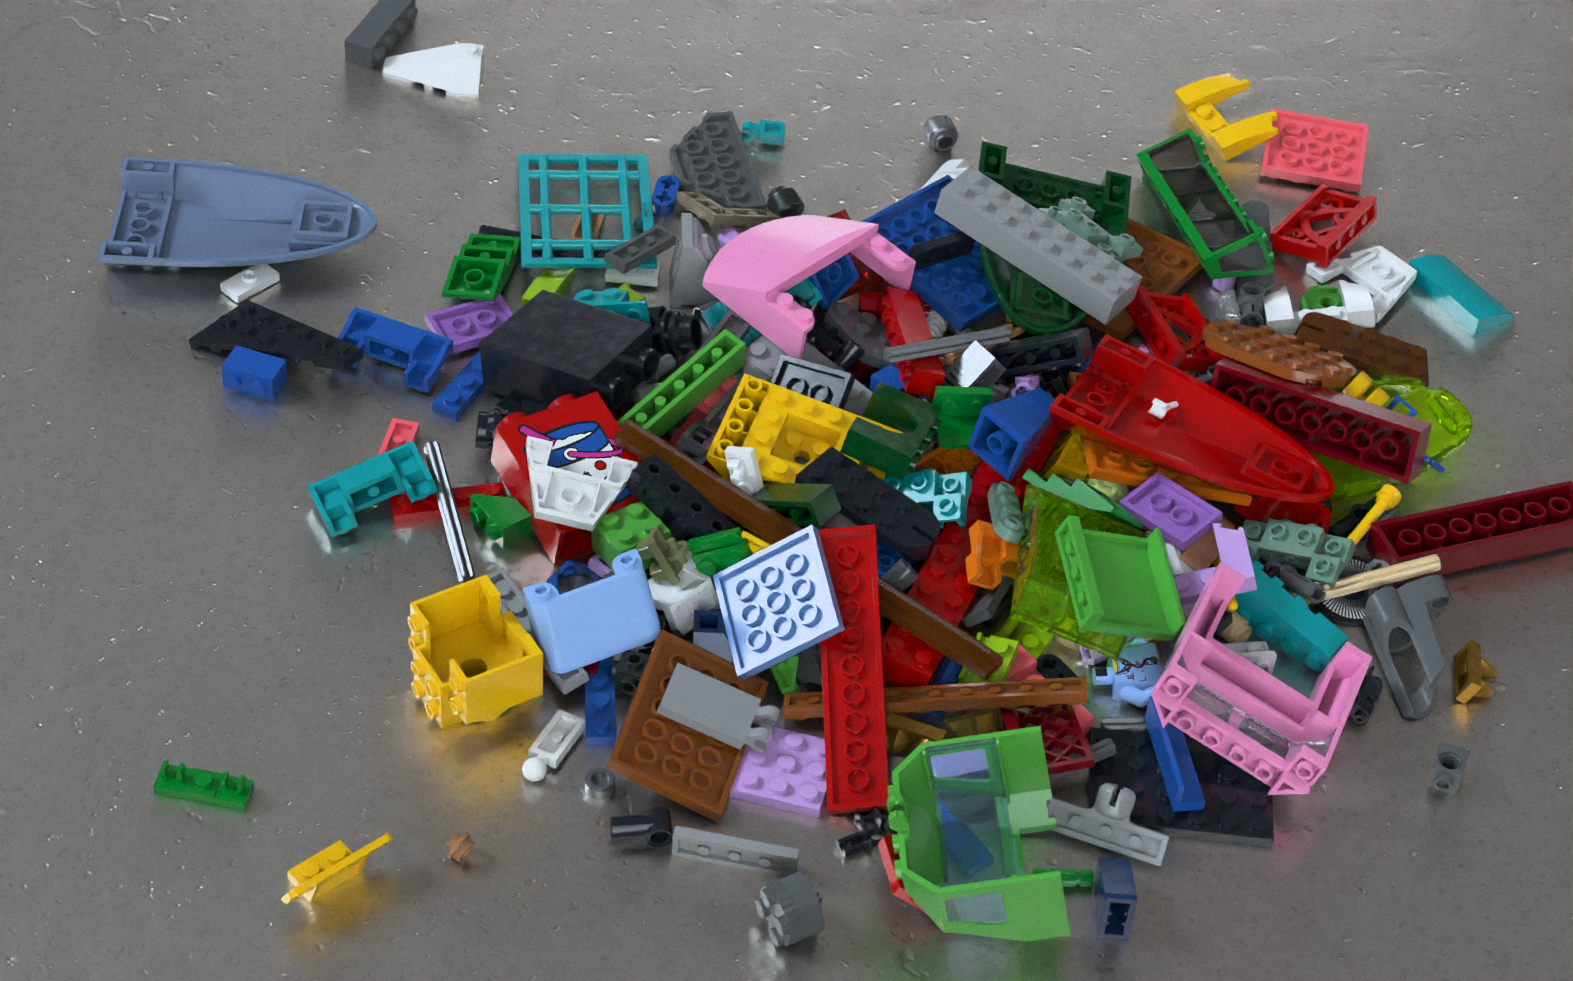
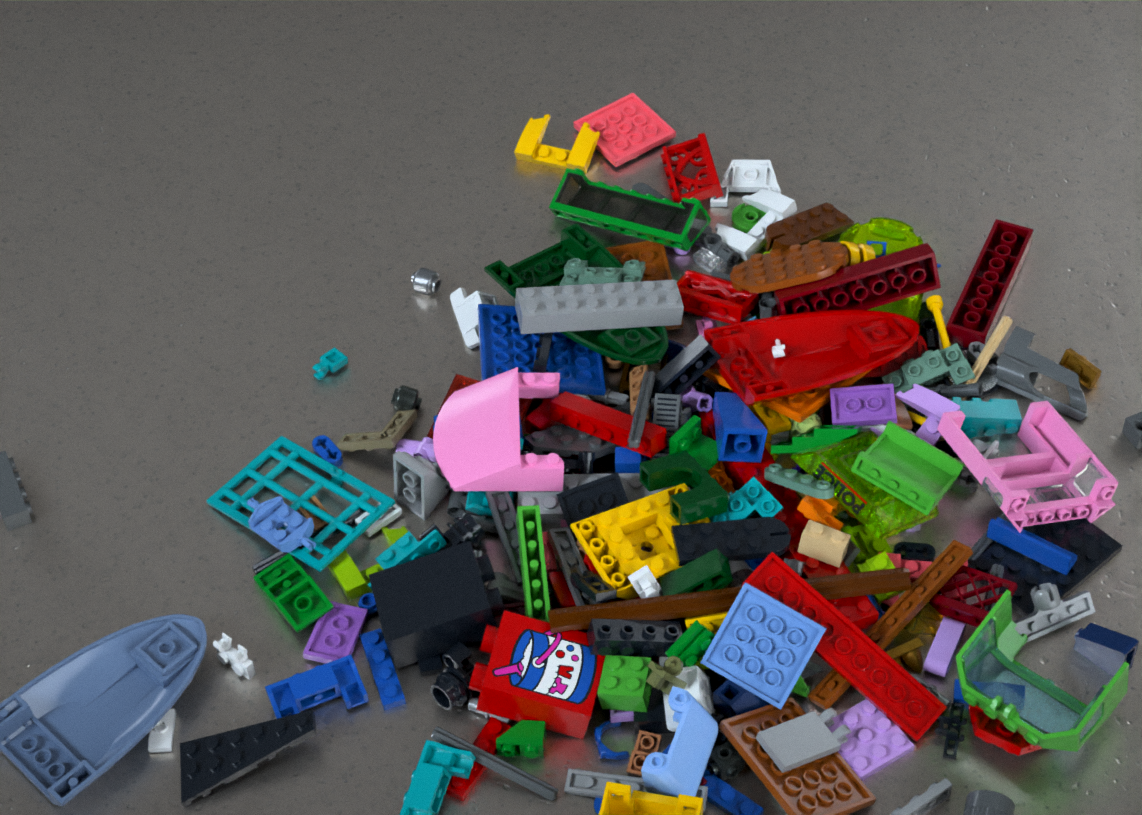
camera: 40 degrees left, 5 degrees up
(254, 373) = (255, 786): blue brick -> none
(368, 269) = (235, 658): none -> white plate
(399, 433) = (400, 748): coral plate -> none
(451, 68) = (86, 481): white wedge -> none
(537, 206) = (274, 514): none -> medium blue plate
(571, 496) = (572, 690): white wing -> none
(640, 249) = (375, 498): dark grey tile -> none
(717, 163) = (332, 408): dark grey plate -> none
(955, 576) = (824, 543): none -> tan brick
(1070, 877) = (1065, 664): green axle -> none
(1132, 674) = (954, 518): light blue torso -> none
(1458, 294) = (798, 157): teal slope -> none

